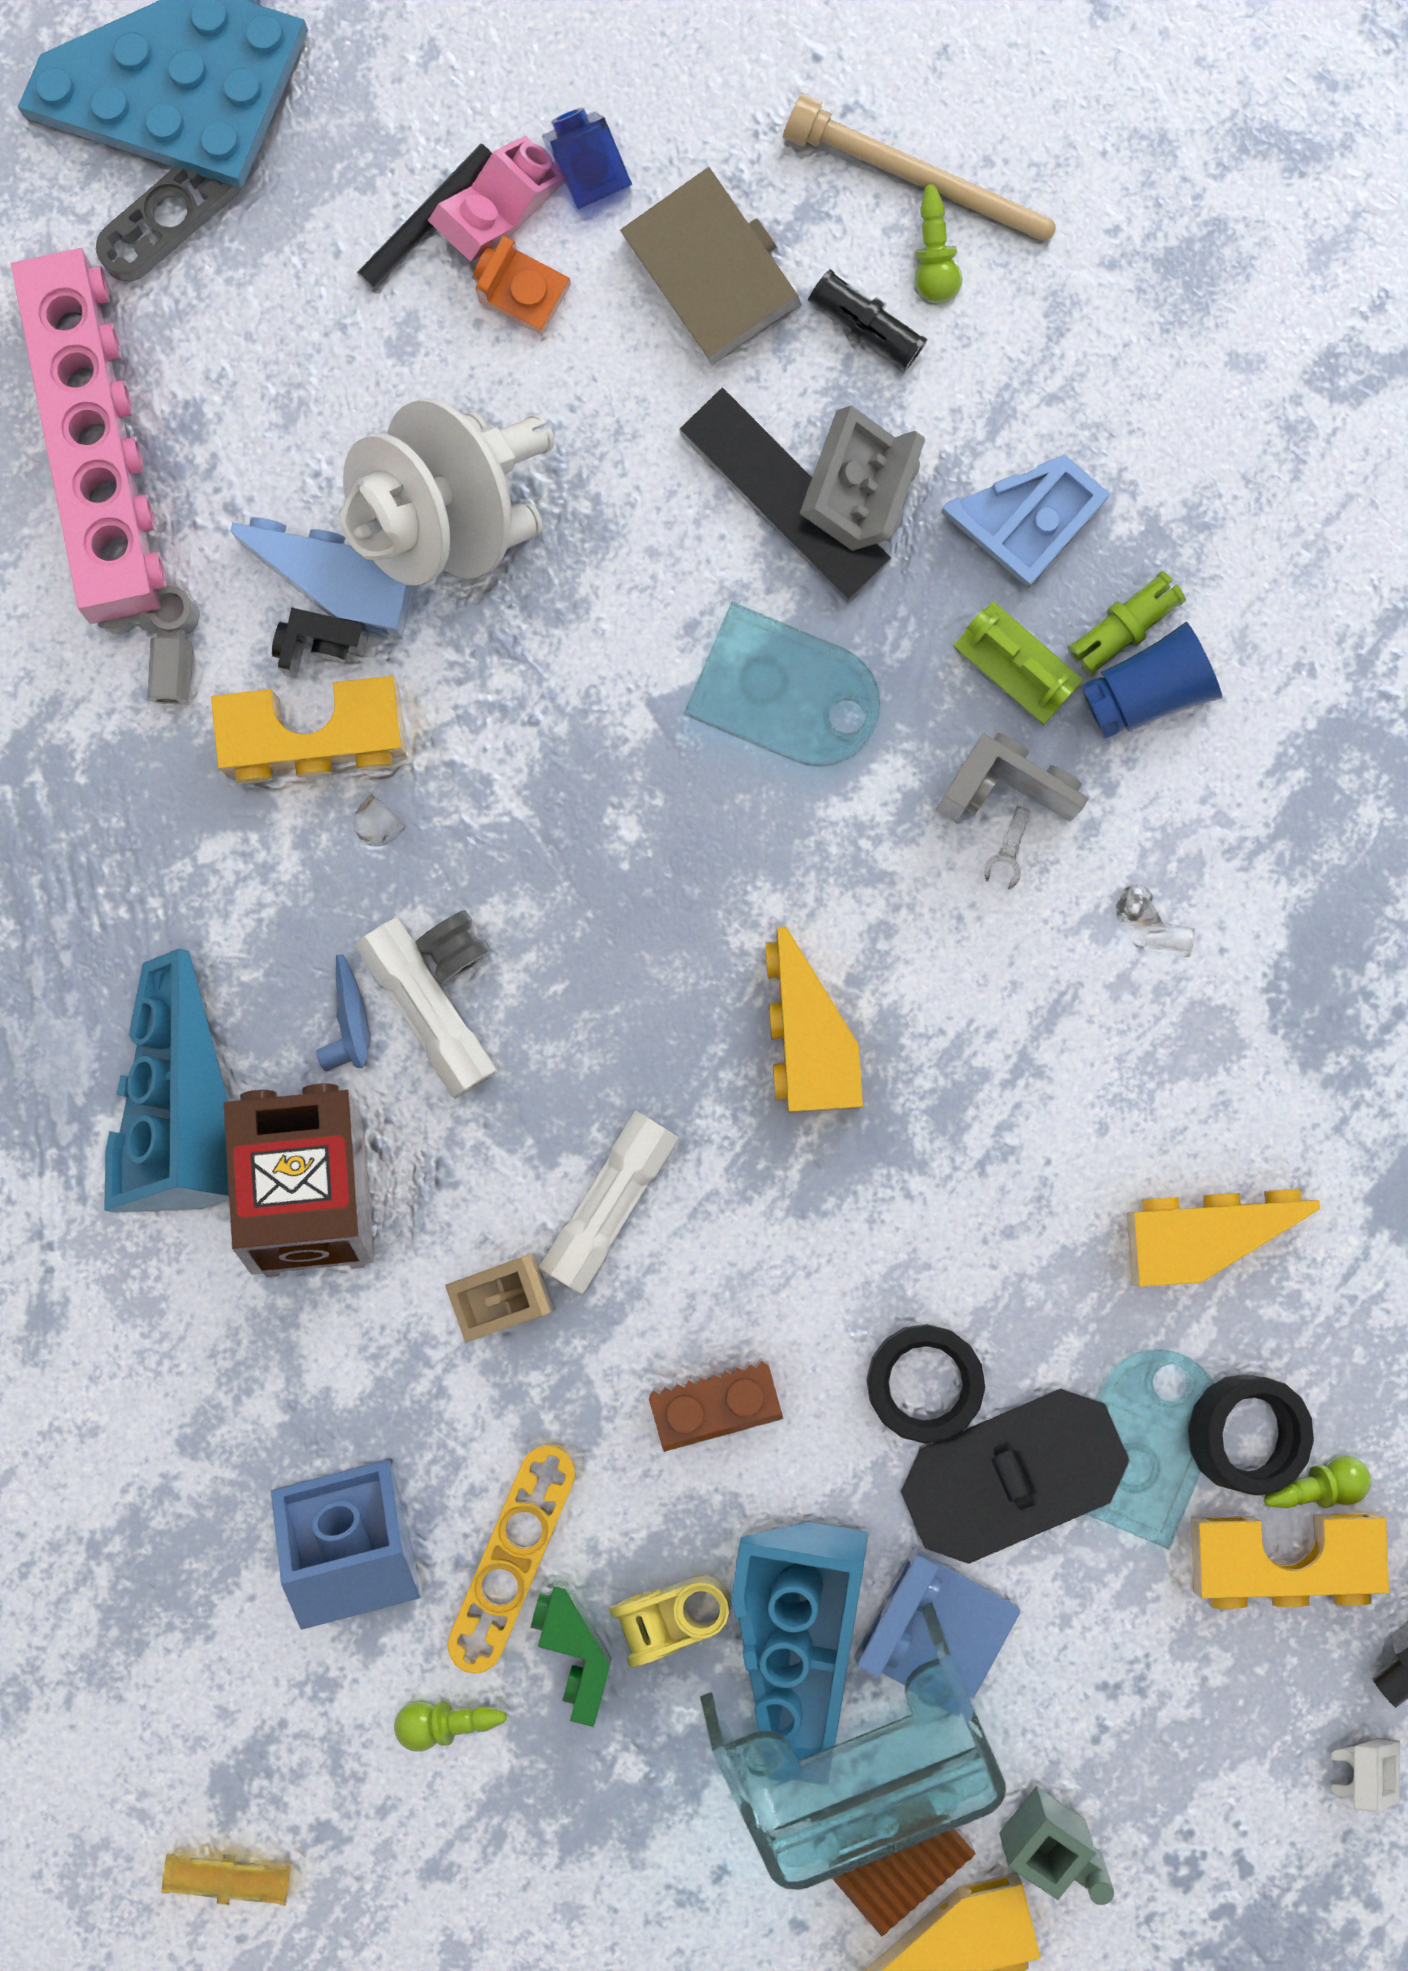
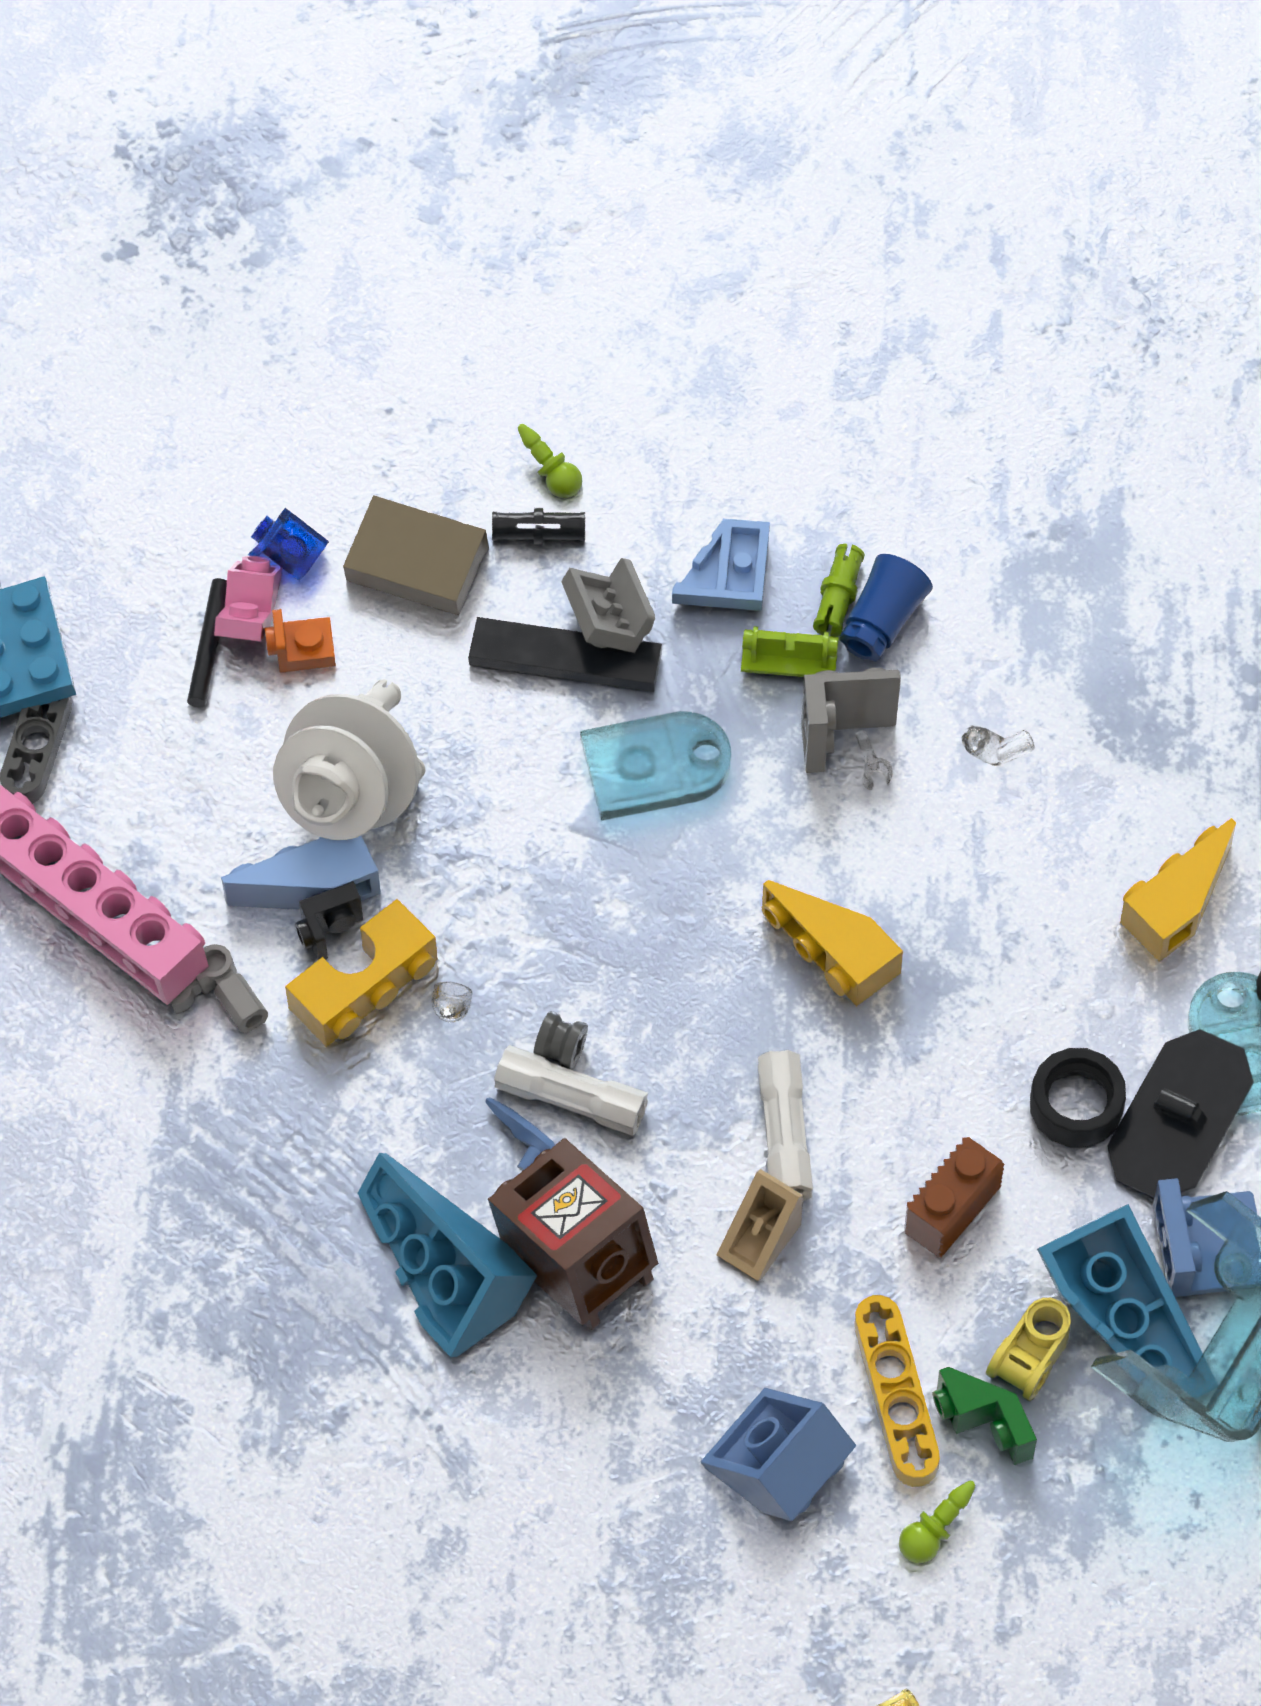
camera: 40 degrees left, 25 degrees down
(814, 125) = (417, 442): tan piece -> none

